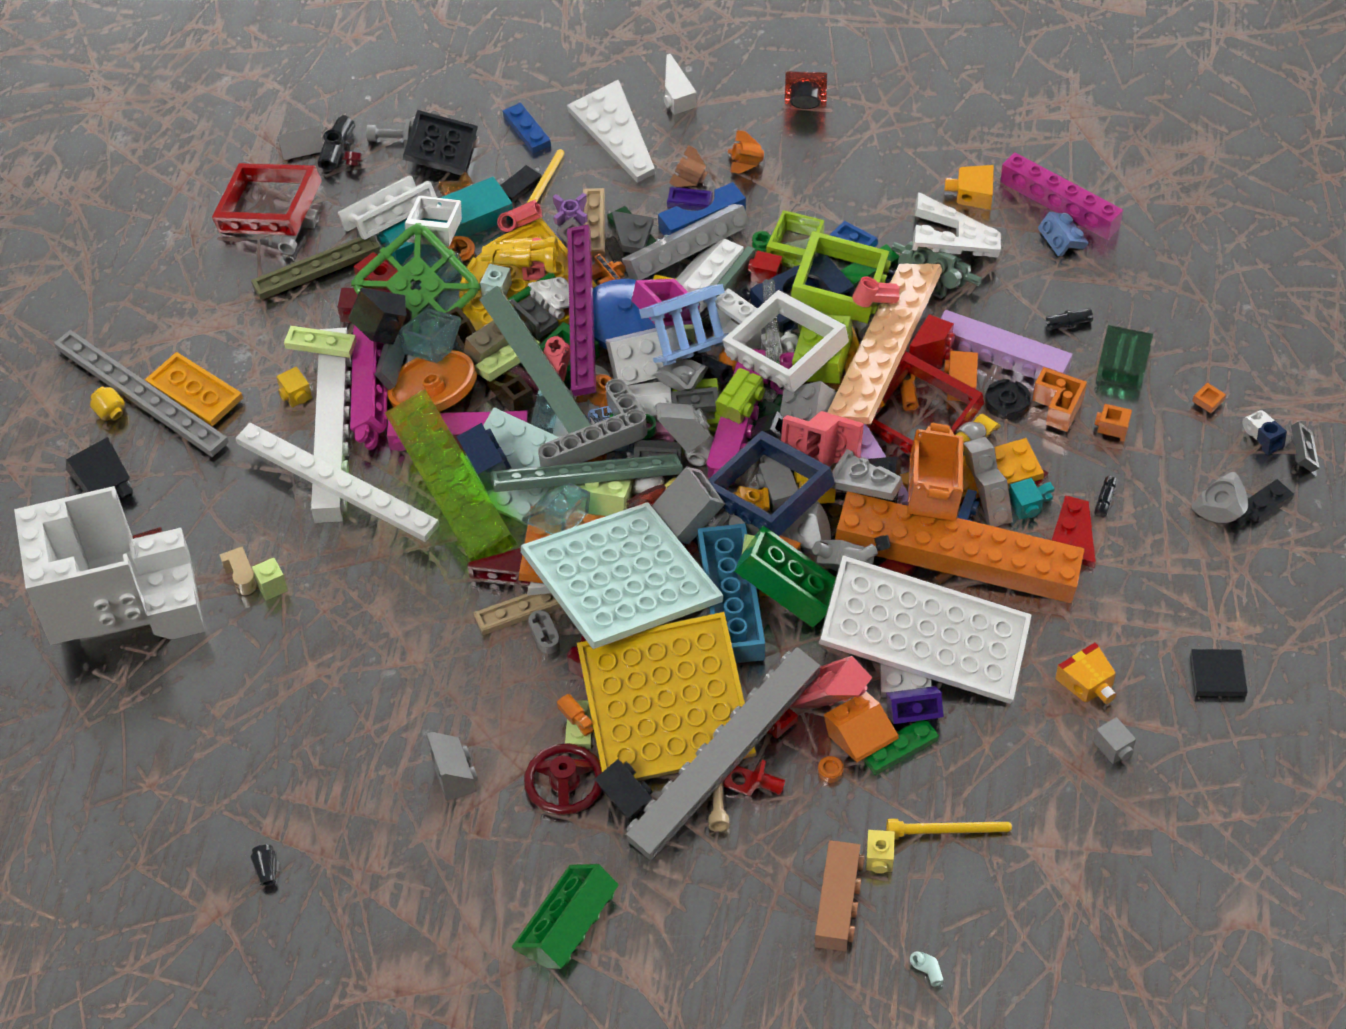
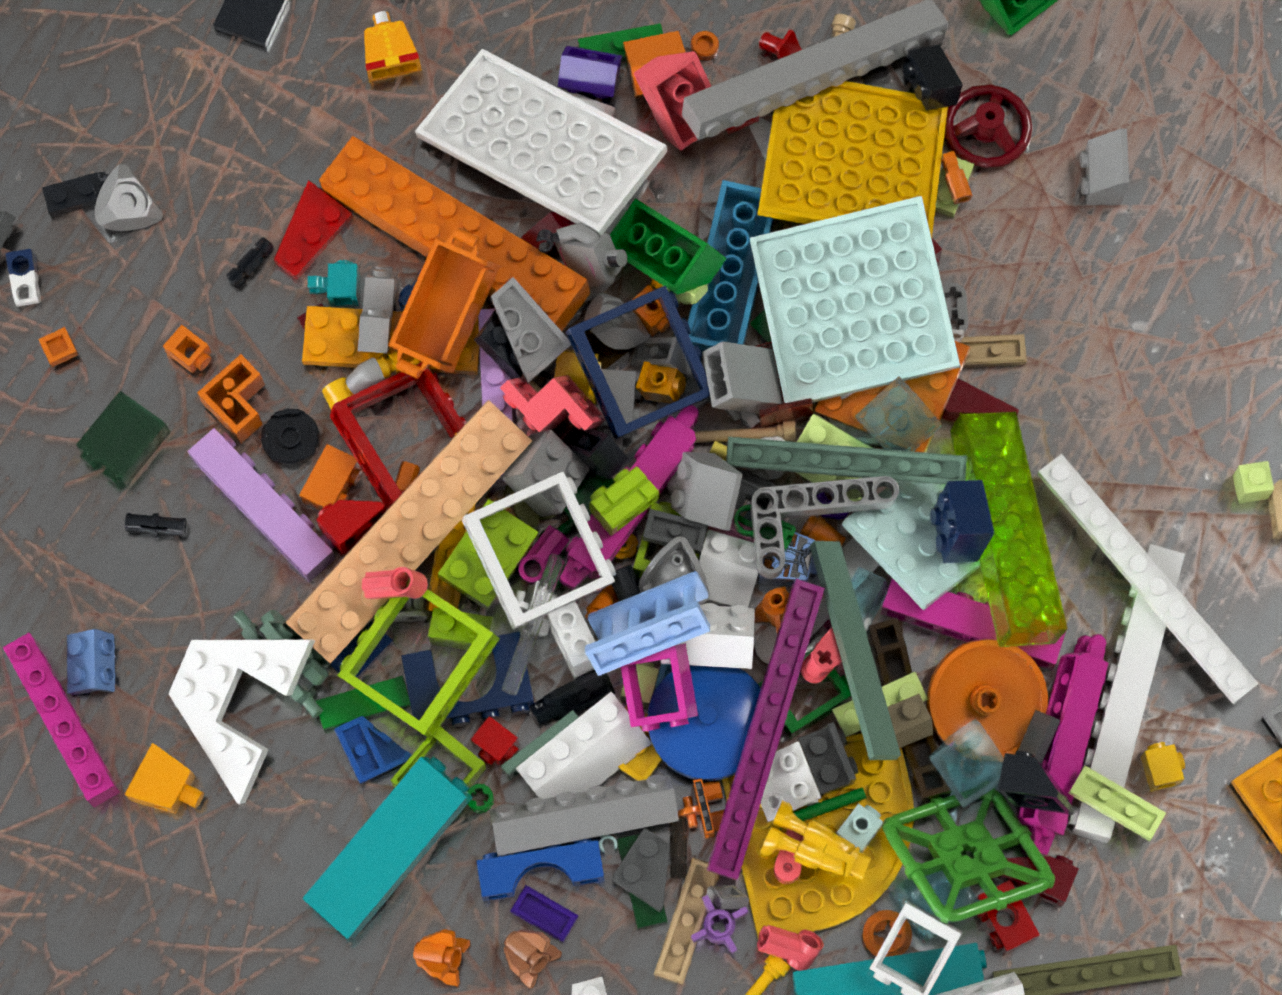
camera: 160 degrees left, 20 degrees up
(806, 185) = (388, 846): none -> teal brick

